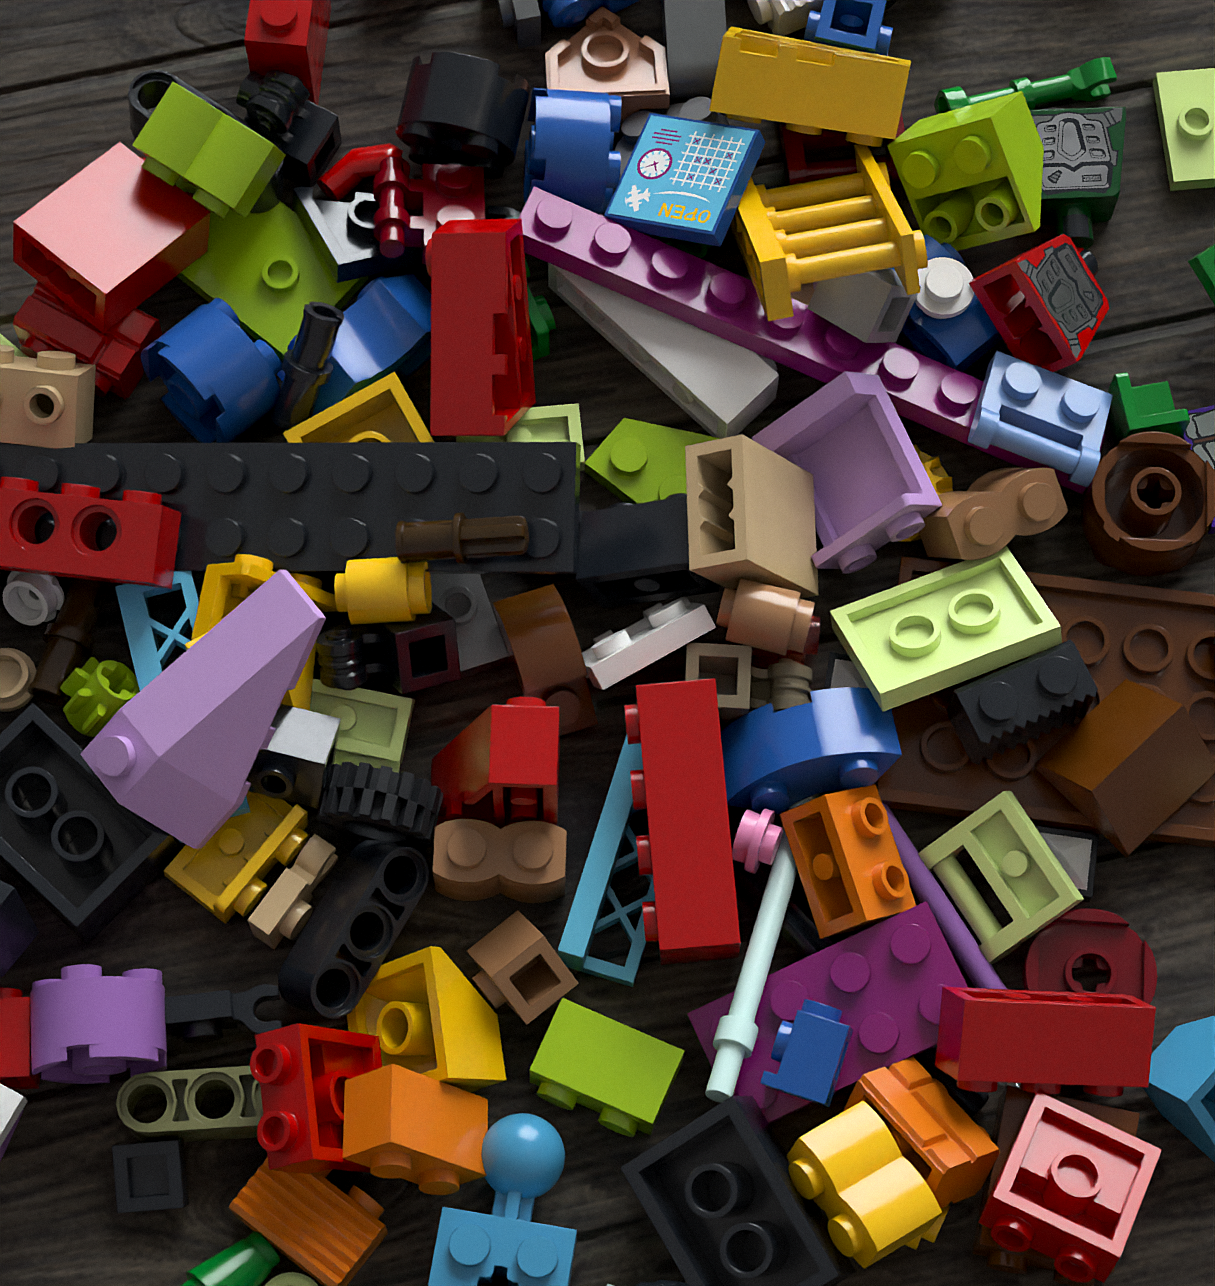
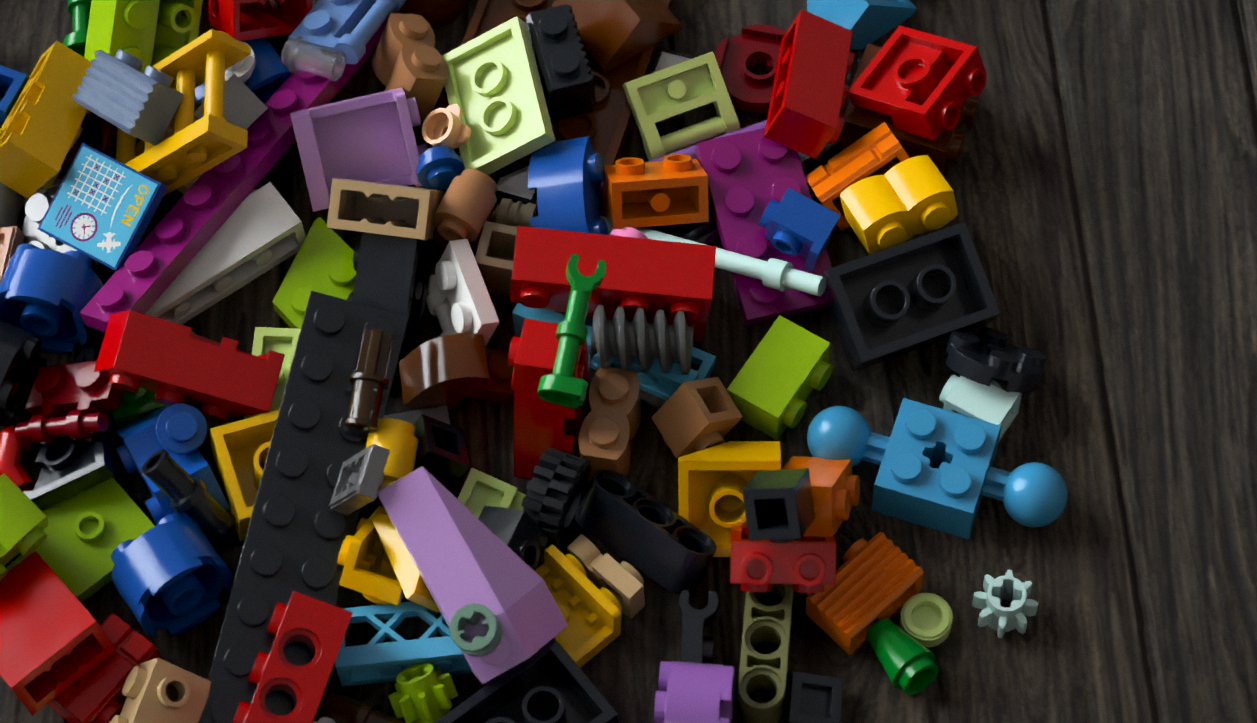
camera: 75 degrees left, 10 degrees down
(127, 744) = (480, 645): none -> sand green bush
(312, 552) = (359, 480): none -> flat silver plate
(344, 1073) = (779, 505): none -> black brick
(396, 340) = (181, 428): none -> blue plate
(535, 766) = (561, 386): none -> green piece
(594, 874) = (642, 340): none -> dark grey piece
(827, 577) = (439, 167): none -> blue plate
(830, 167) = (129, 97): none -> sand blue brick
(884, 572) = (446, 127): none -> light nougat plate
(964, 371) = (303, 56): none -> clear pin

